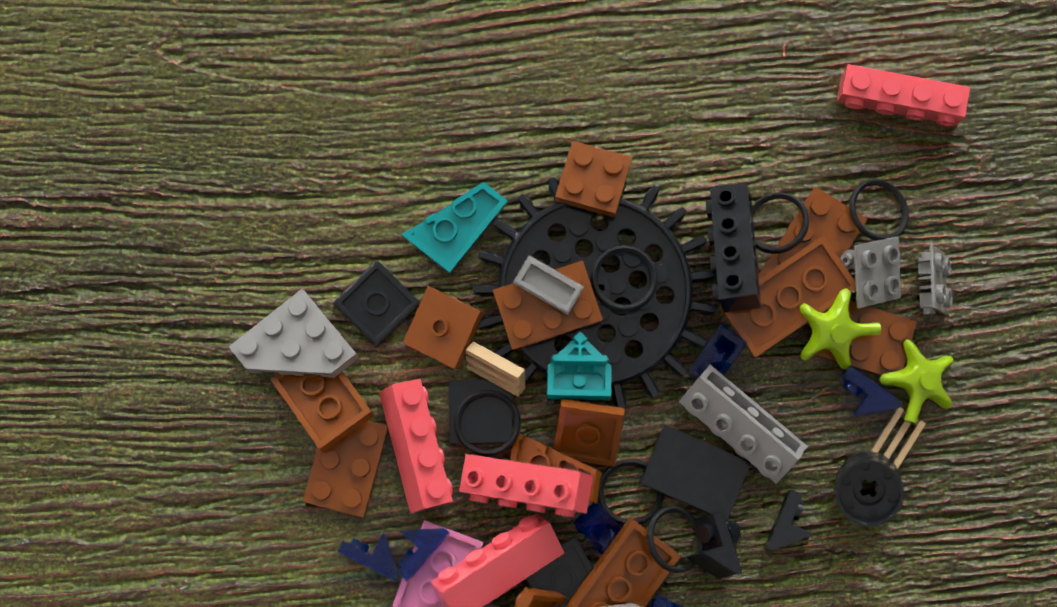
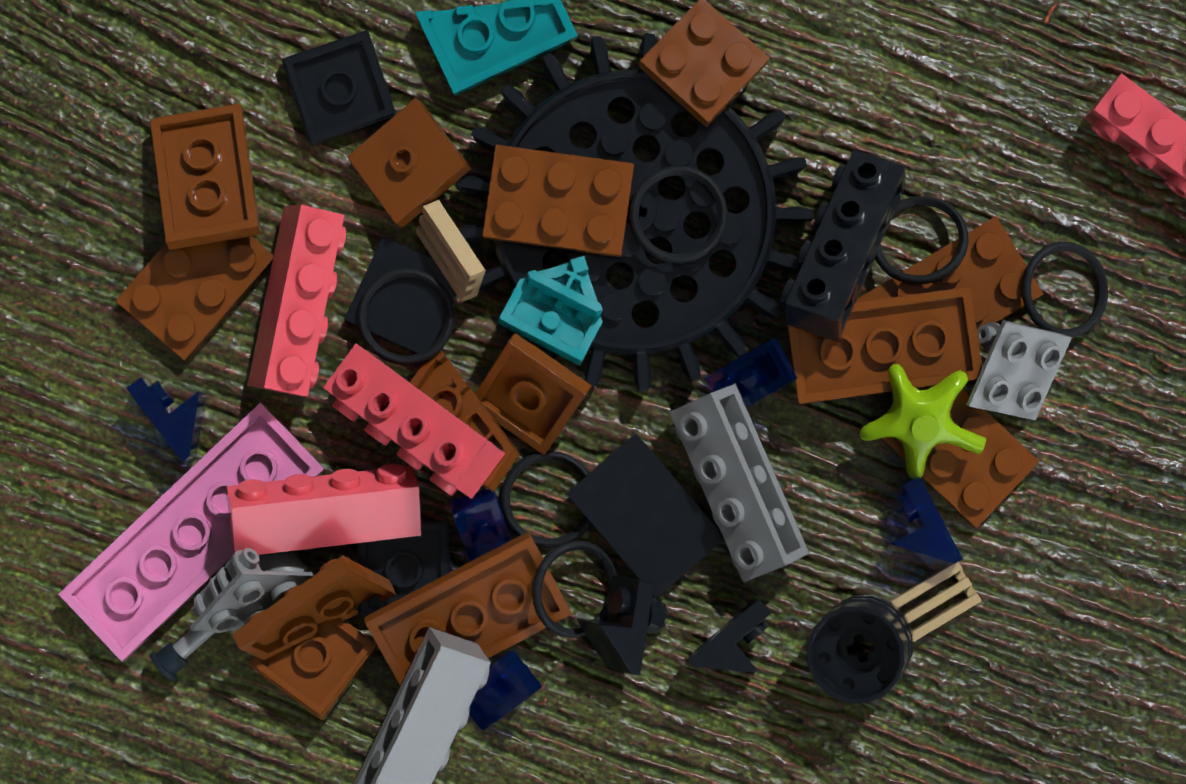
camera: 25 degrees right, 5 degrees up
(294, 342) = (206, 86): light grey plate -> none
(427, 542) = (246, 432): clear blue slope -> none
(548, 285) = (570, 174): light grey tile -> none
(920, 380) = (1003, 541): lime animal -> none
(939, 267) = (1103, 405): light grey hinge -> none

